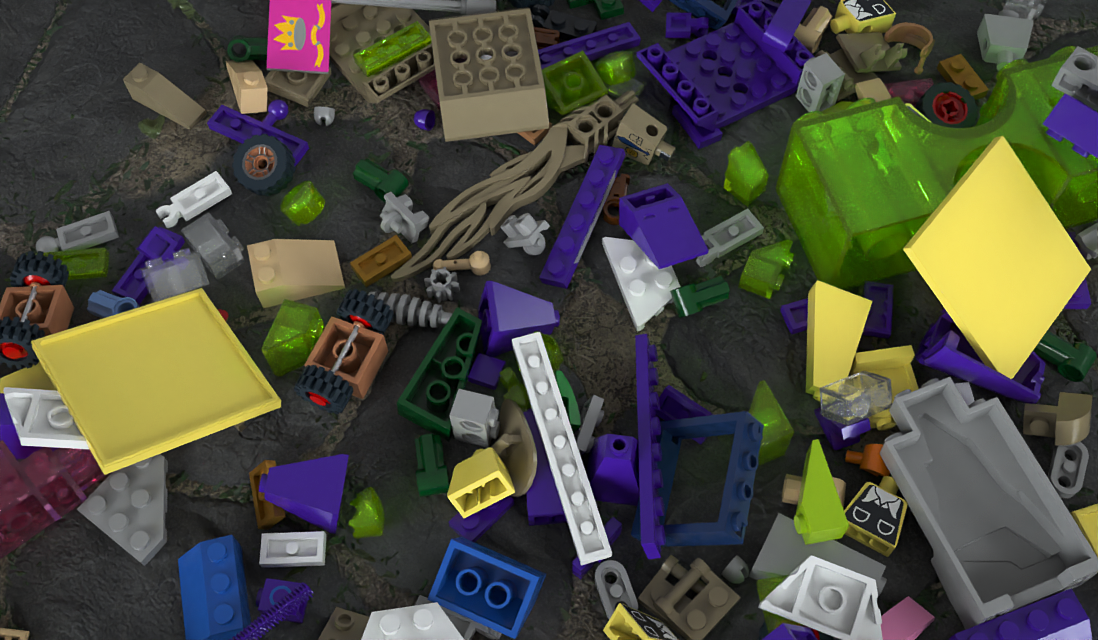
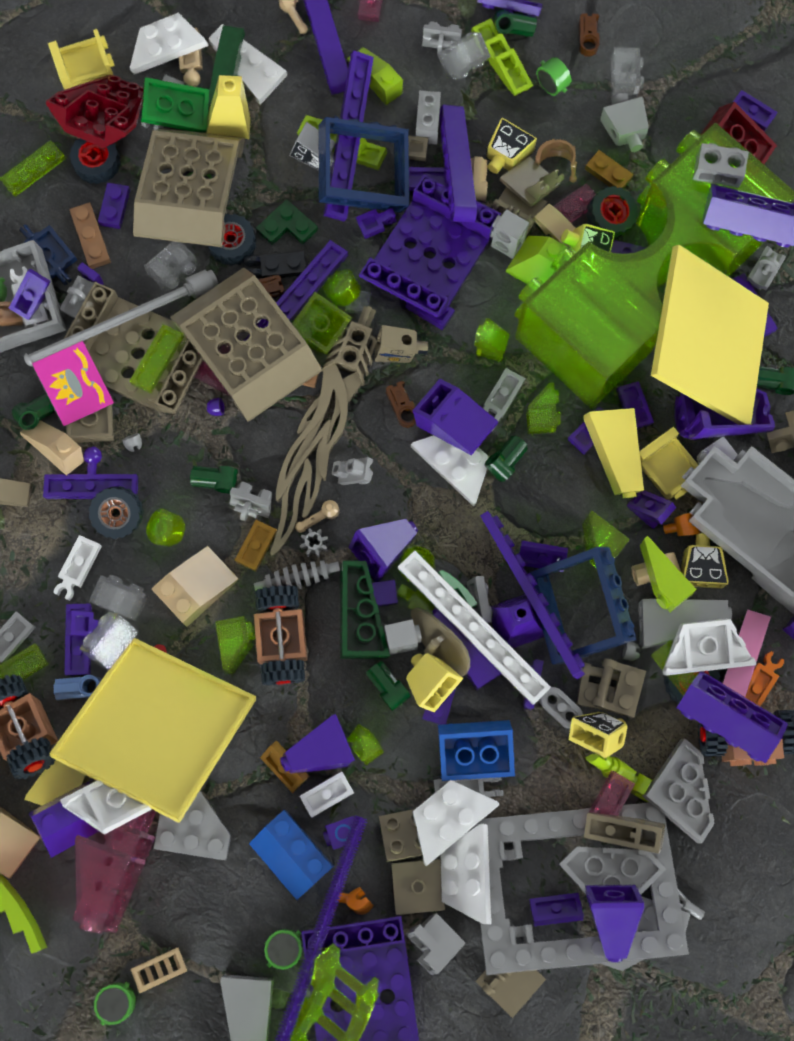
camera: 30 degrees left, 15 degrees up
(582, 216) = (387, 433): dark purple plate -> none
(856, 397) = (656, 489): clear brick -> none

